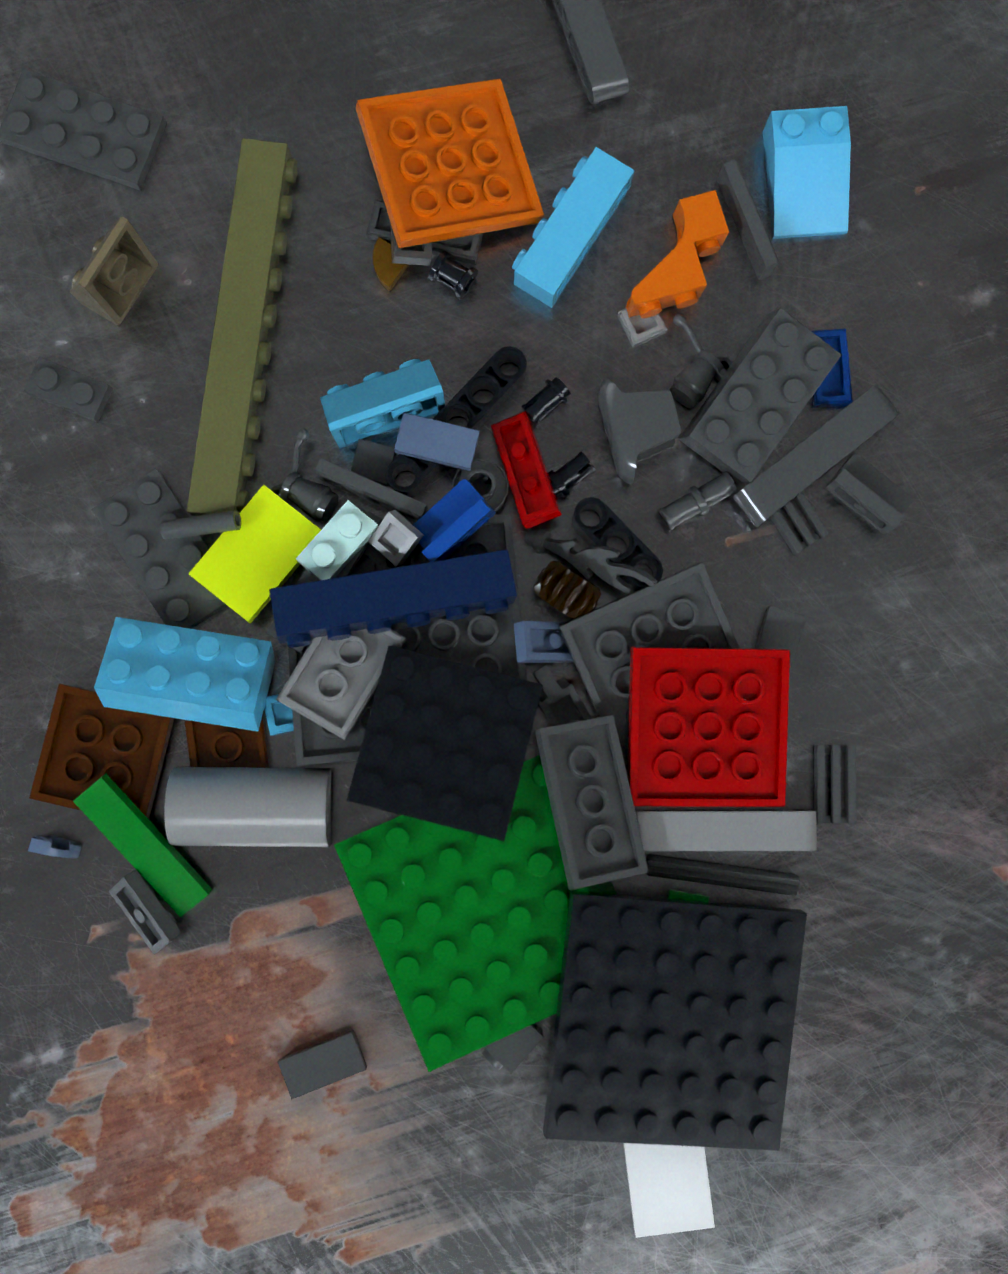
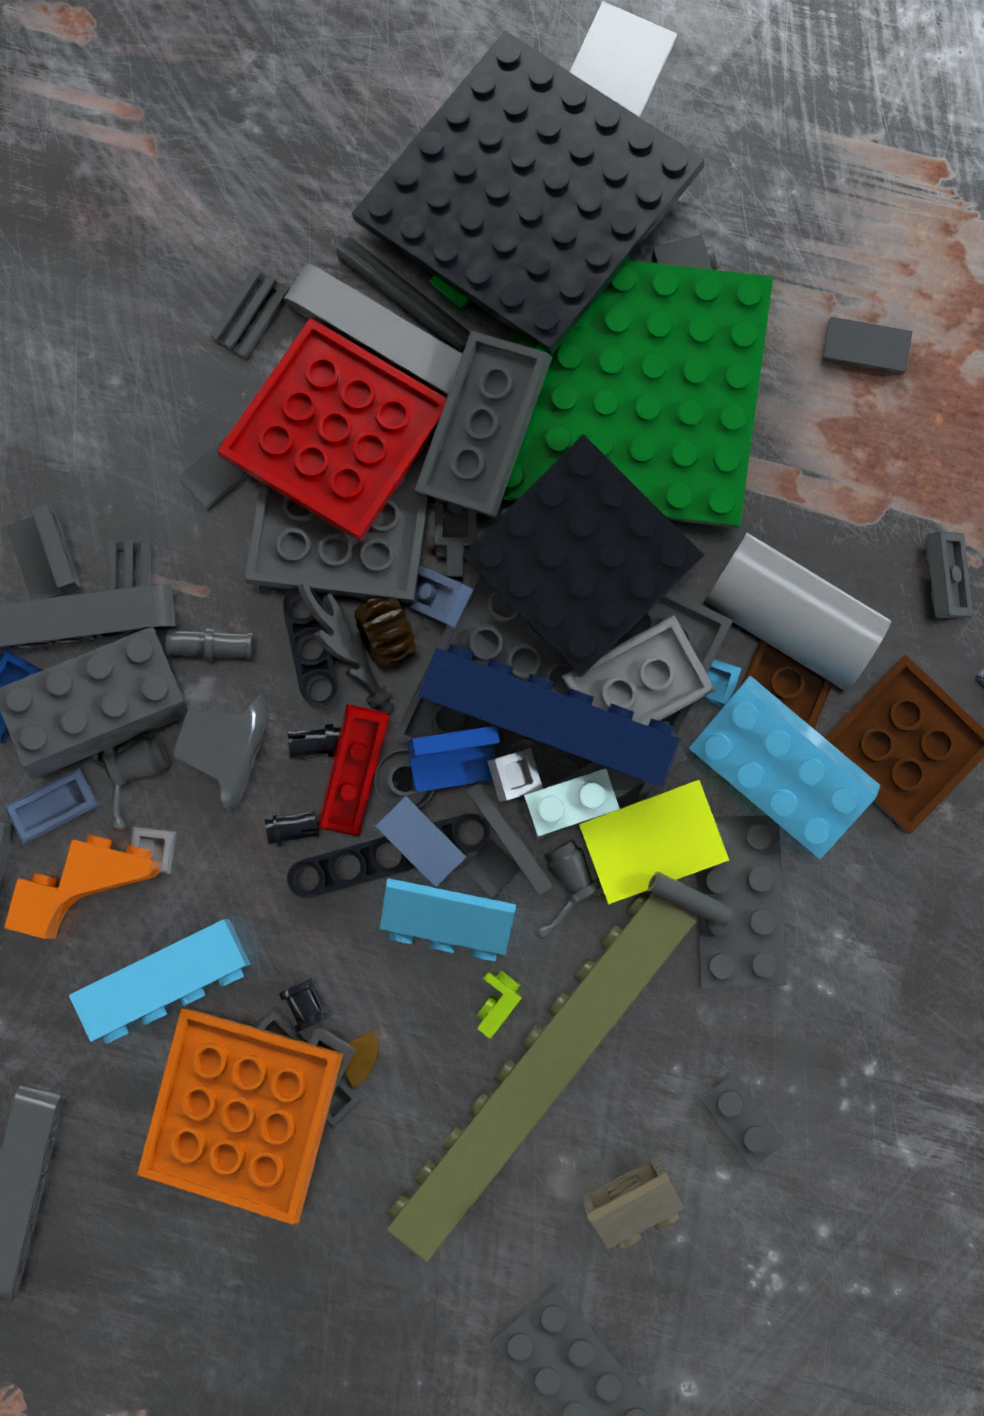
camera: 140 degrees left, 0 degrees up
(142, 845) = (916, 636): green tile -> none
(302, 356) = (496, 1011): none -> lime bracket
(738, 309) = (52, 806): none -> sand blue tile

